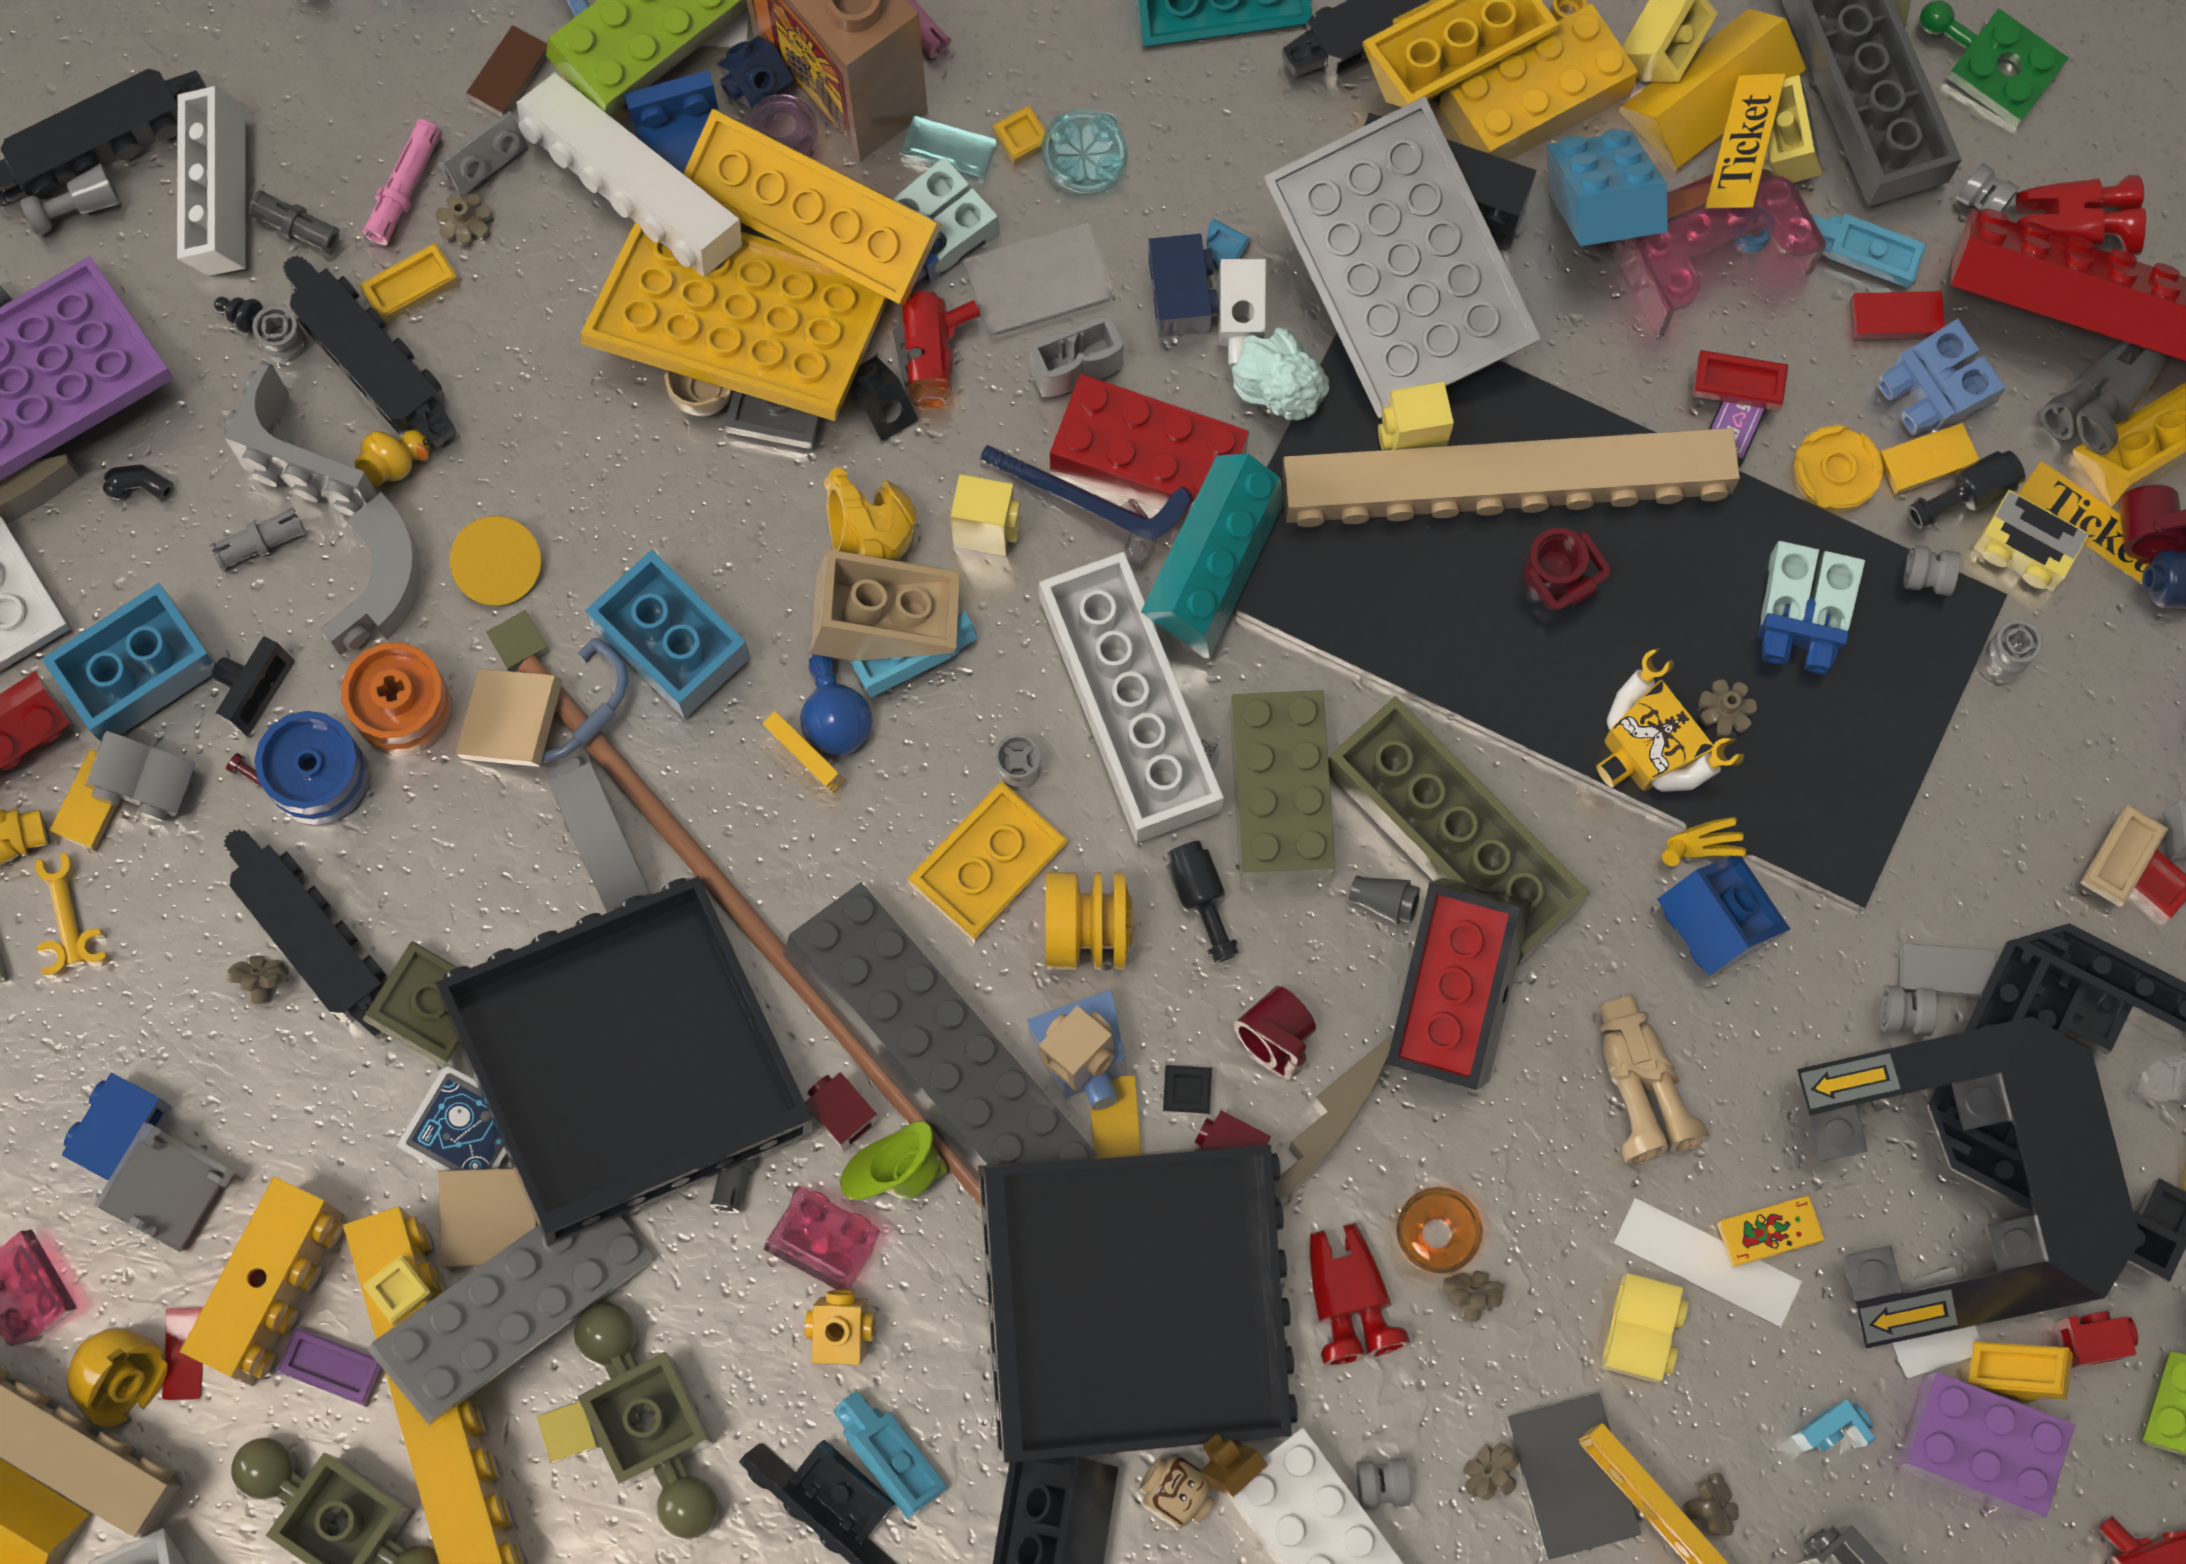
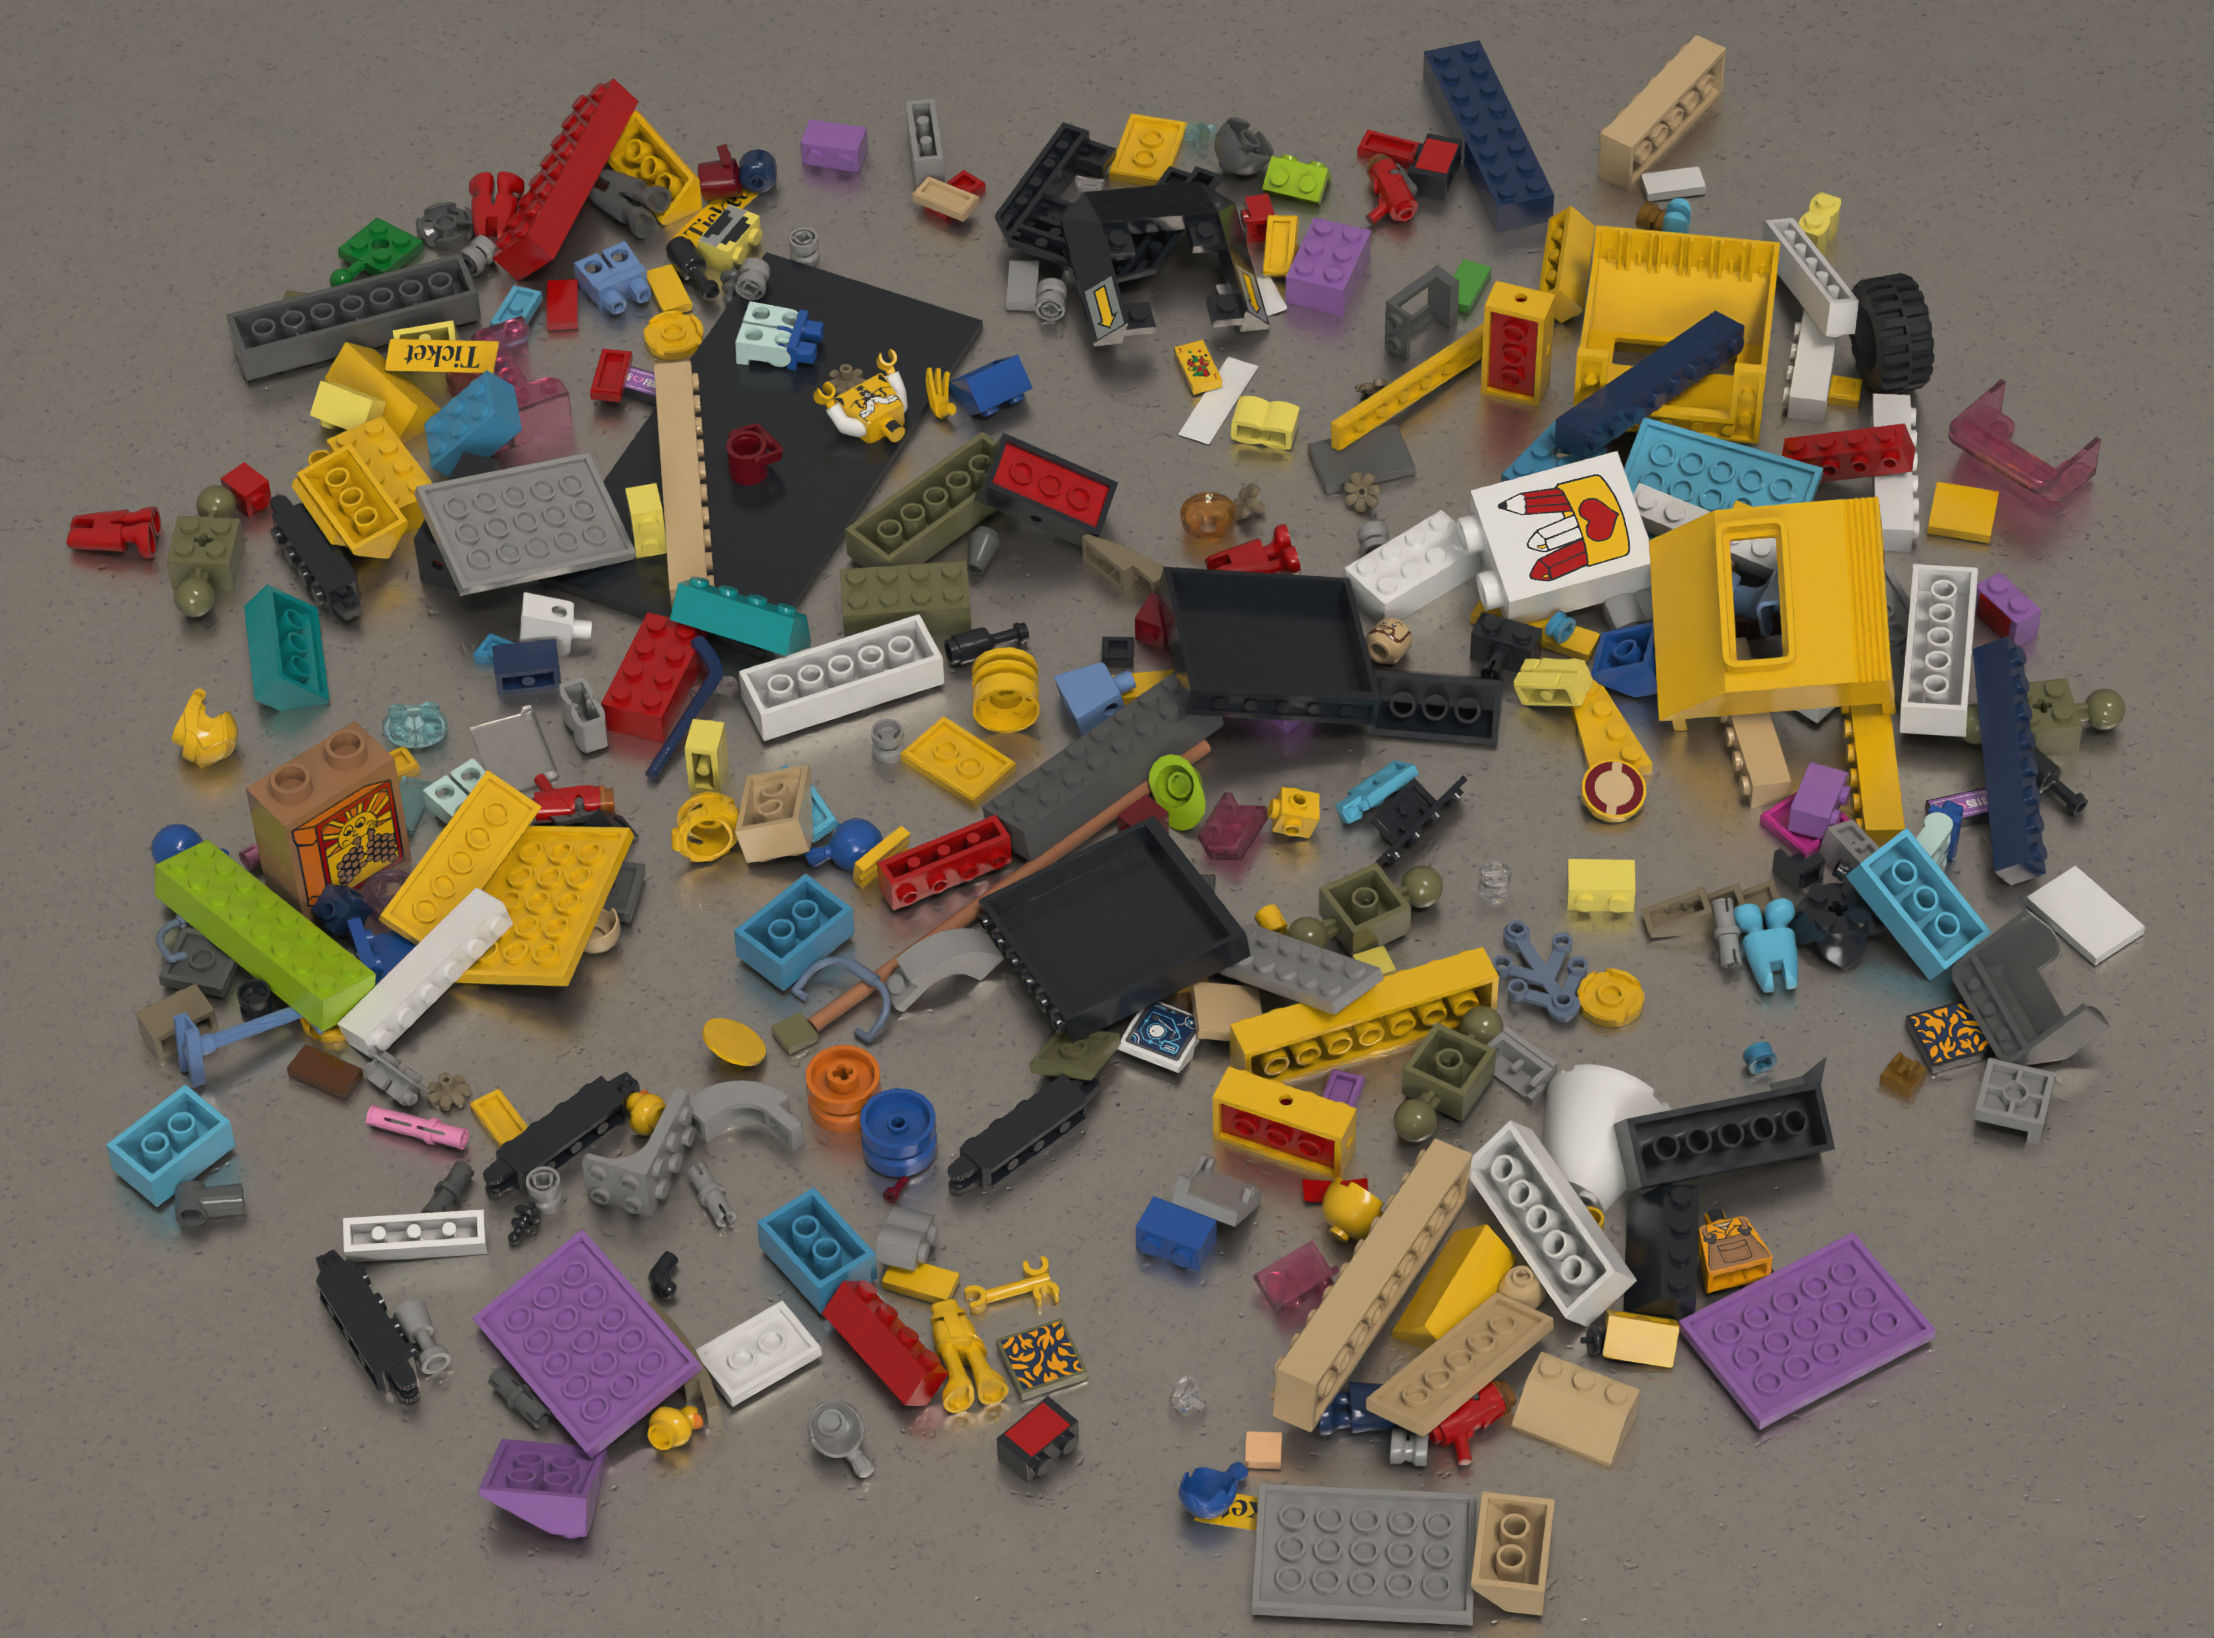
camera: 90 degrees left, 25 degrees down
(250, 684) = (832, 1181): black tile -> none
(257, 977) = (1057, 1160): dark tan plant -> none
(397, 1289) = (1289, 1015): light yellow tile -> none
(509, 717) = (857, 1021): tan tile -> none
(651, 1288) = (1272, 919): none -> yellow hose
(776, 830) = (944, 862): none -> red brick
(1078, 1047) = (1099, 676): tan brick -> none
(1230, 1465) = (1373, 598): pearl gold tile -> none
(1275, 1031) = (1078, 597): dark red piece -> none
(1280, 375) = (605, 599): light aqua hair -> none
(1640, 1064) = (1093, 426): tan piece -> none
(1825, 1429) = (1321, 336): medium azure bracket -> none
(1937, 546) = (729, 281): none -> dark grey hair
(2058, 148) = (440, 222): none -> dark grey piece

